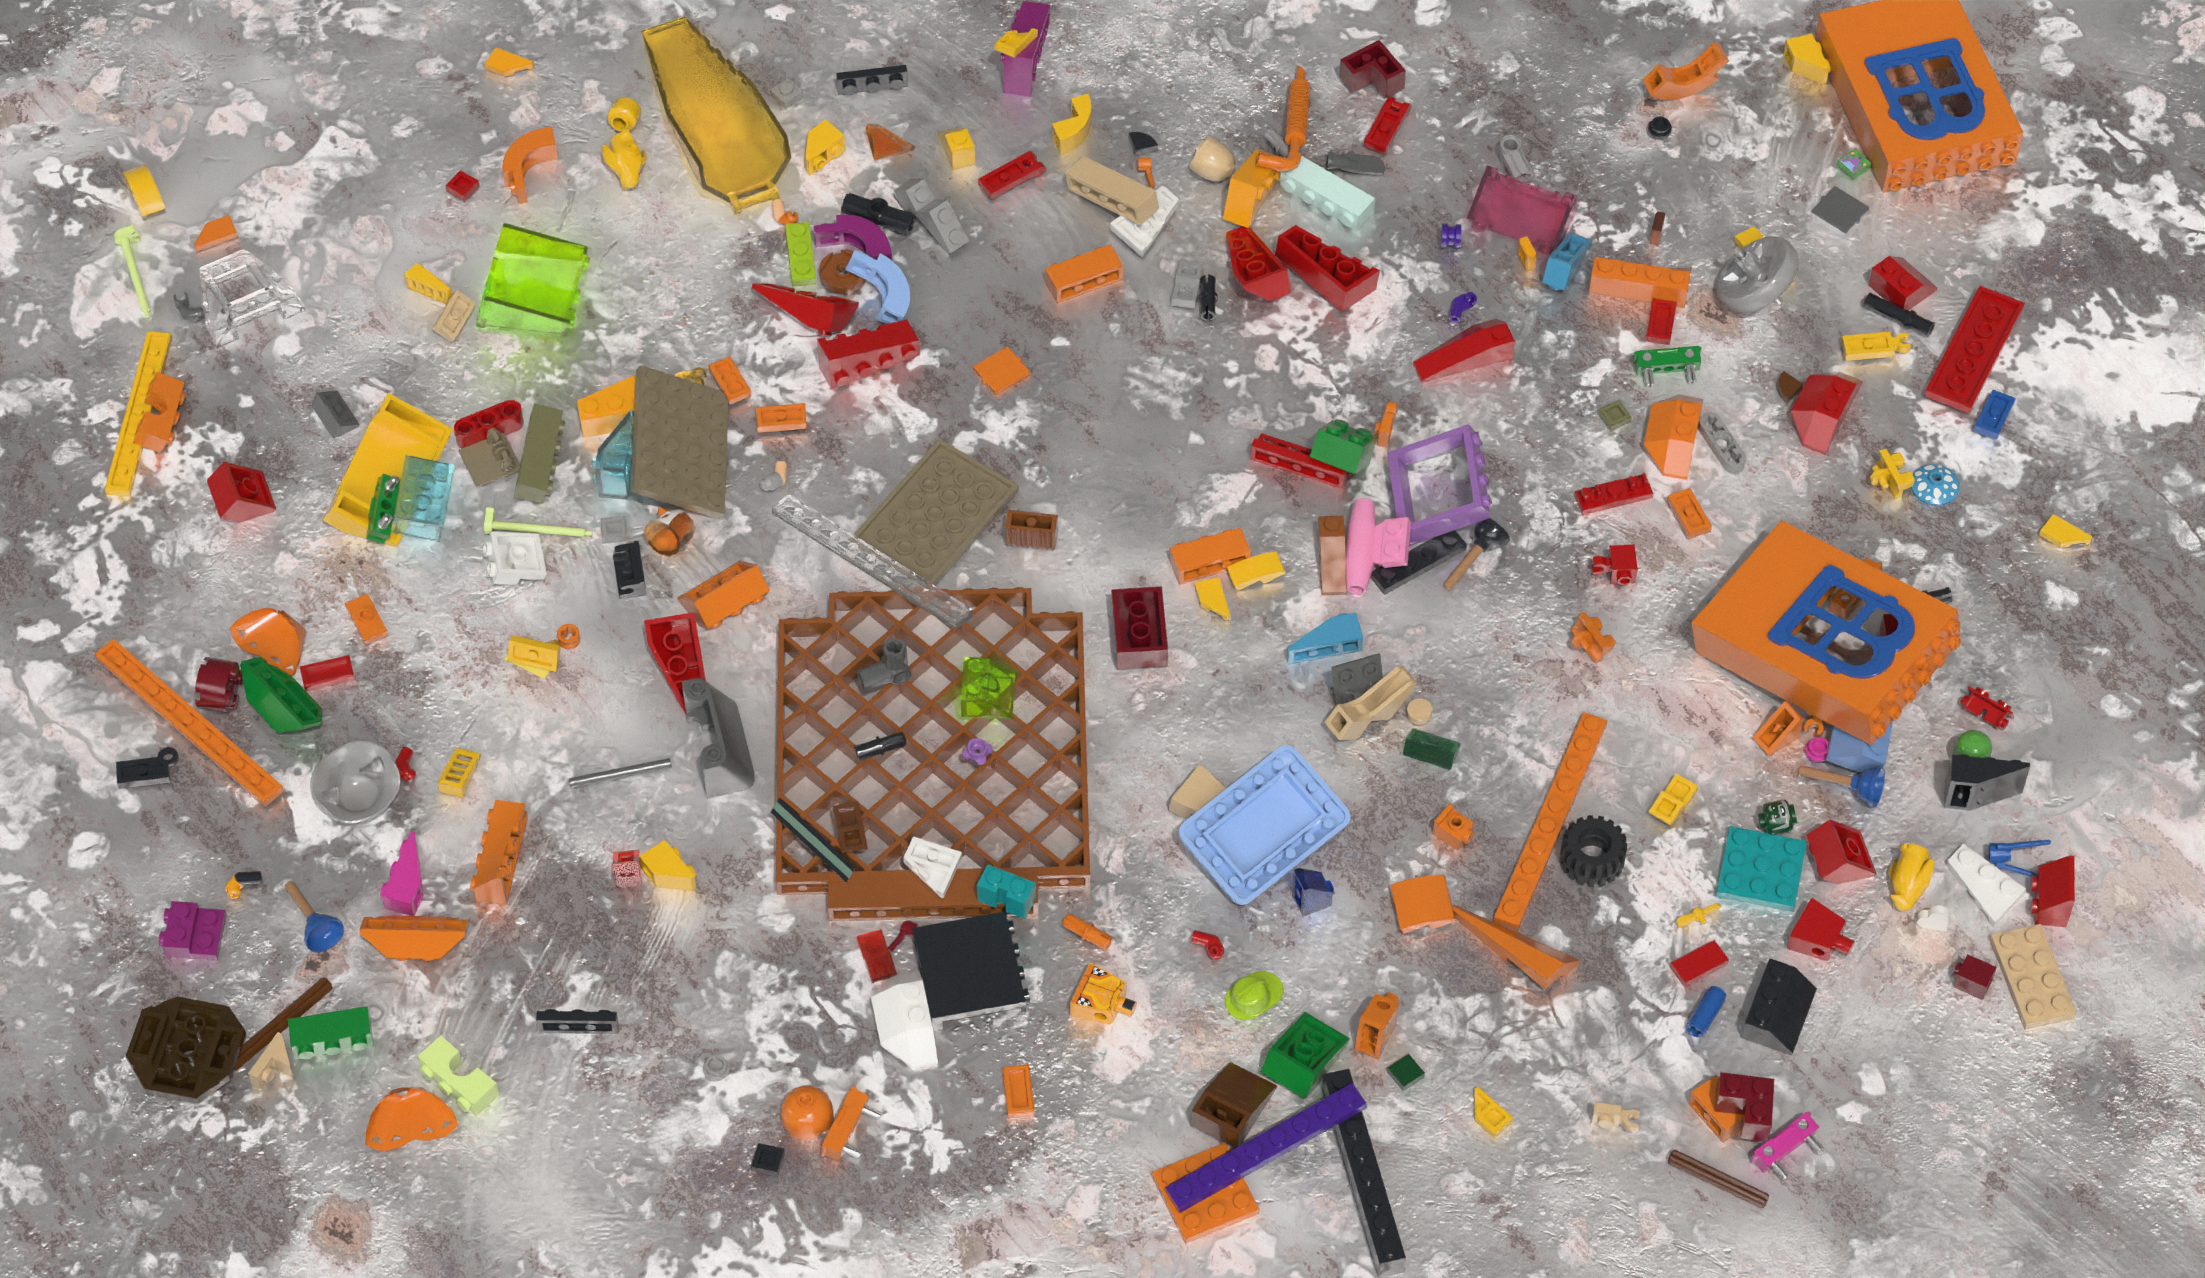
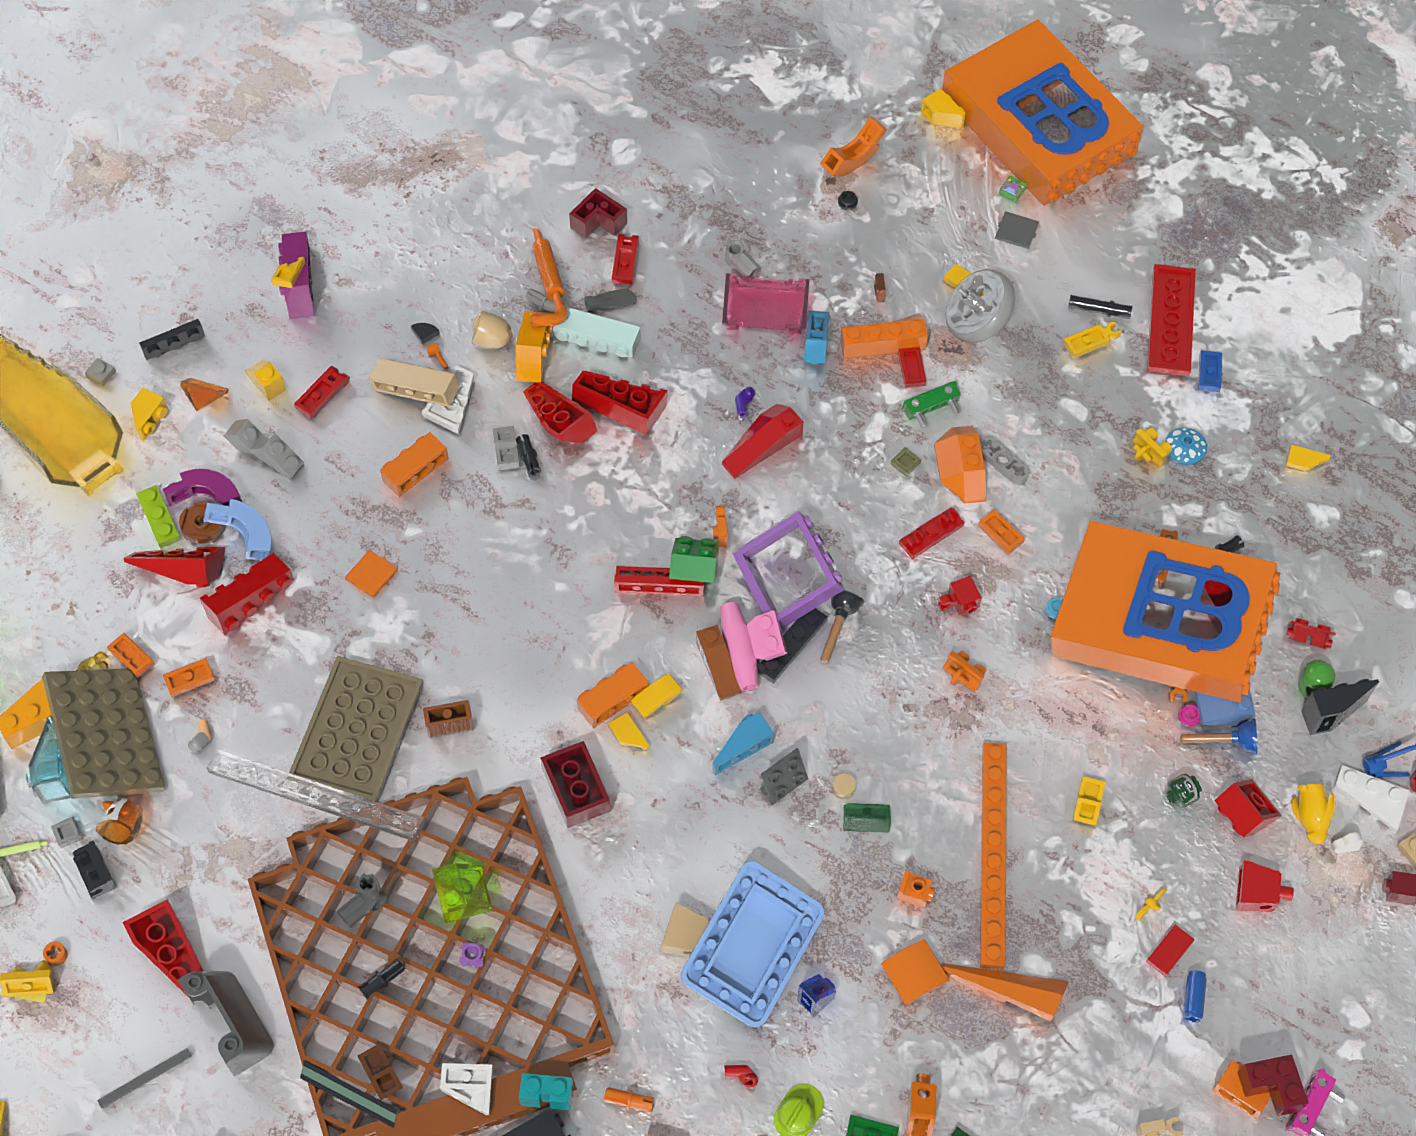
camera: 20 degrees left, 5 degrees up
(725, 594) = (188, 866): orange slope -> none
(780, 215) = (130, 486): arm -> none
(878, 213) = (205, 459): black piece -> none
(1073, 131) = (361, 339): yellow brick -> none
(1376, 704) = (805, 795): tan arch -> none
(1451, 236) = (713, 341): dark purple wheel -> none
(1526, 253) = (781, 339): light orange tile -> none
(1593, 868) = (1046, 856): black tyre -> none
(1761, 869) = (1186, 842): teal plate -> none
(1779, 729) = (1152, 708): orange slope -> none
(1779, 1008) = (1253, 972): black slope -> none
(1788, 387) = (1036, 394): reddish brown tile -> none
(1823, 408) = (1073, 405): red wedge -> none
(1900, 282) = (1090, 280): red slope -> none

